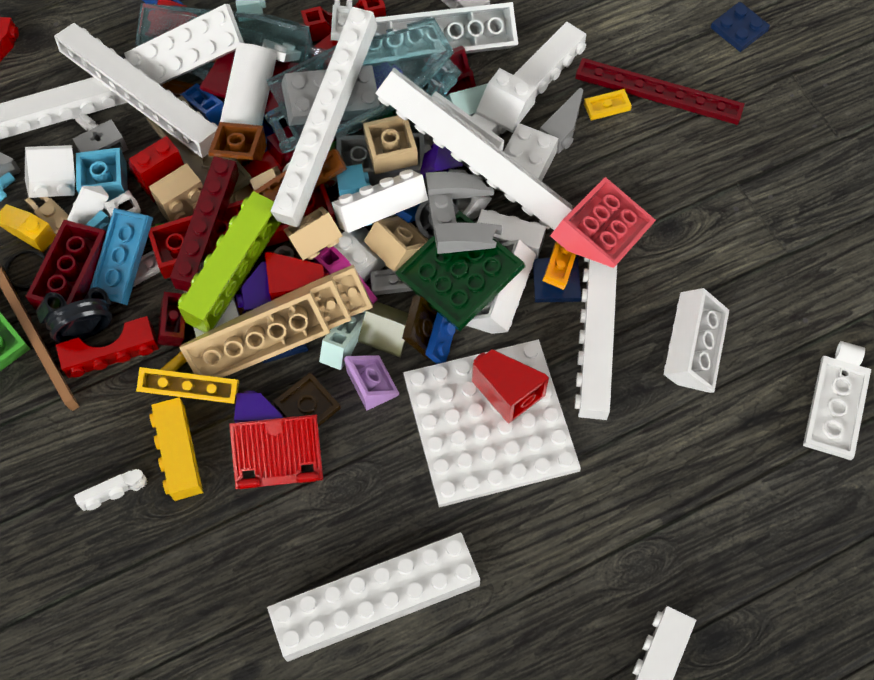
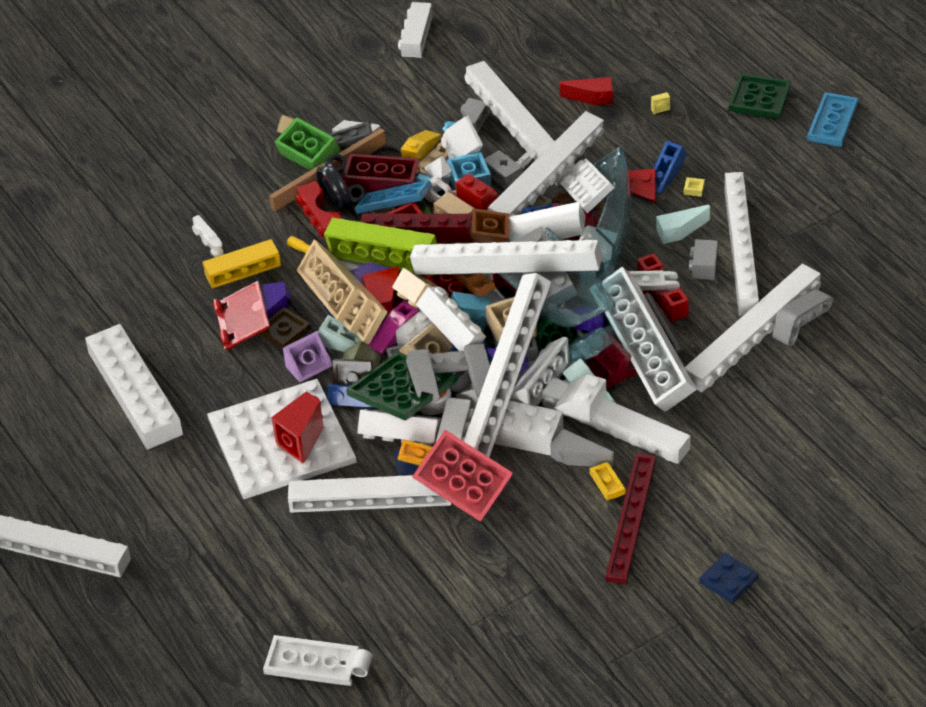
camera: 85 degrees right, 20 degrees down
(187, 385) = (288, 253): yellow brick -> none
(696, 341) = (364, 560): white slope -> none

